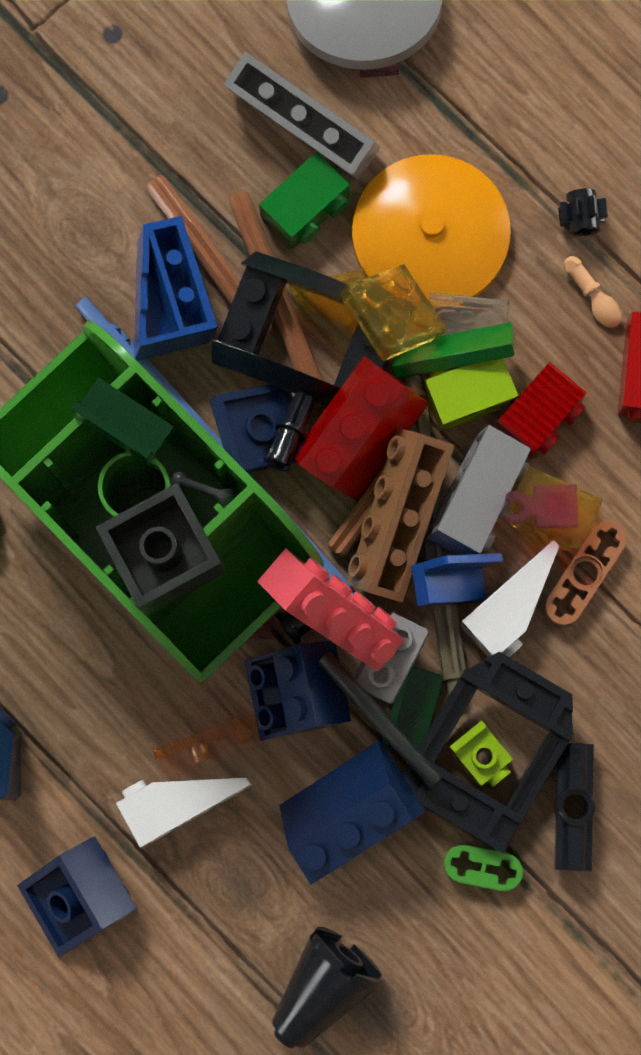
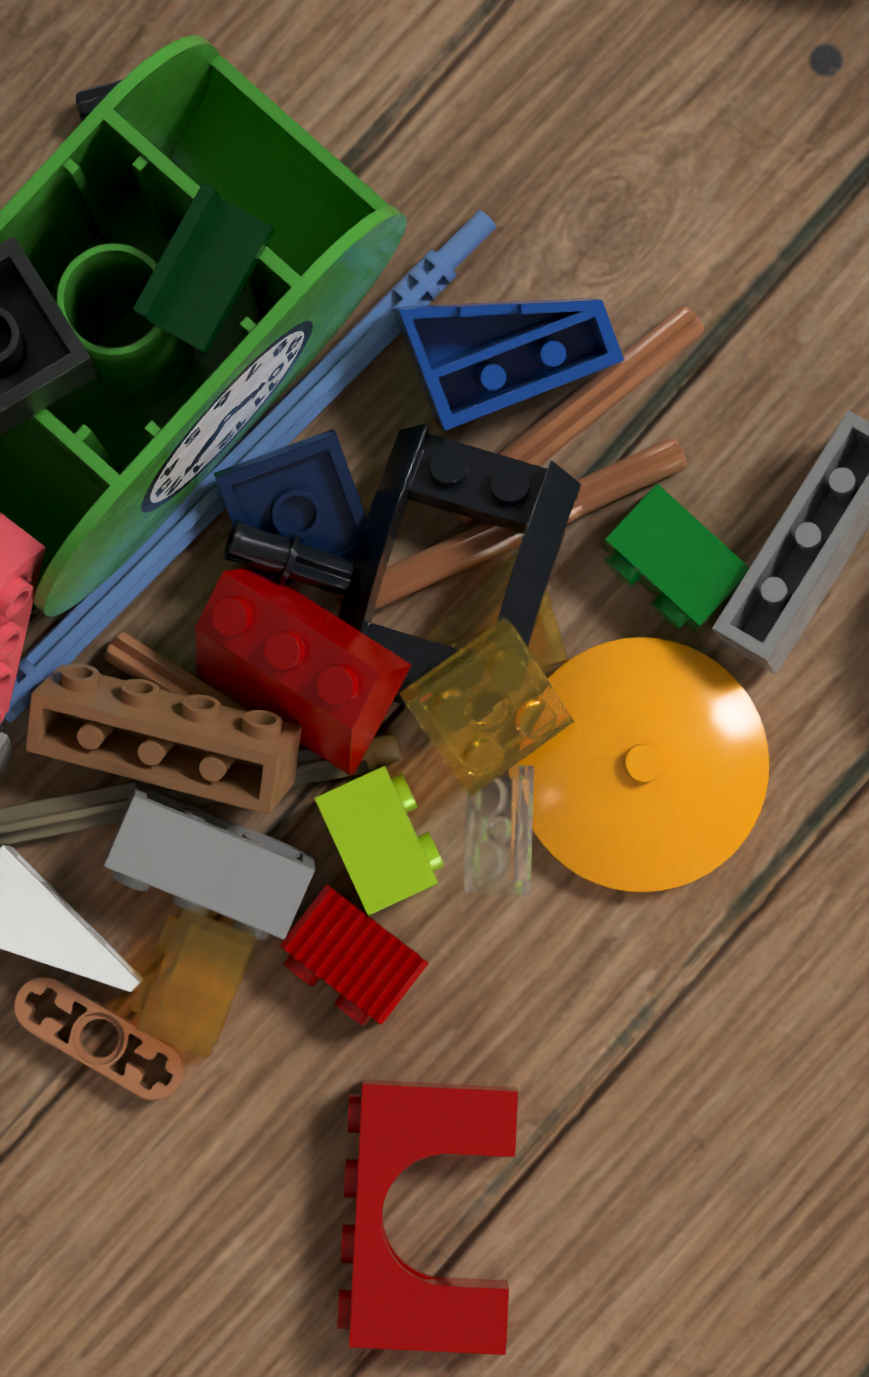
camera: 80 degrees right, 5 degrees up
(224, 496) = (117, 445): dark grey hinge -> none
(452, 579) = (66, 826): blue panel -> none
(457, 350) = (438, 820): green tile -> none
(551, 506) = (184, 975): clear pink plate -> none
(583, 212) = (685, 1007): black gear -> none
(603, 306) = (535, 1048): light nougat piece -> none

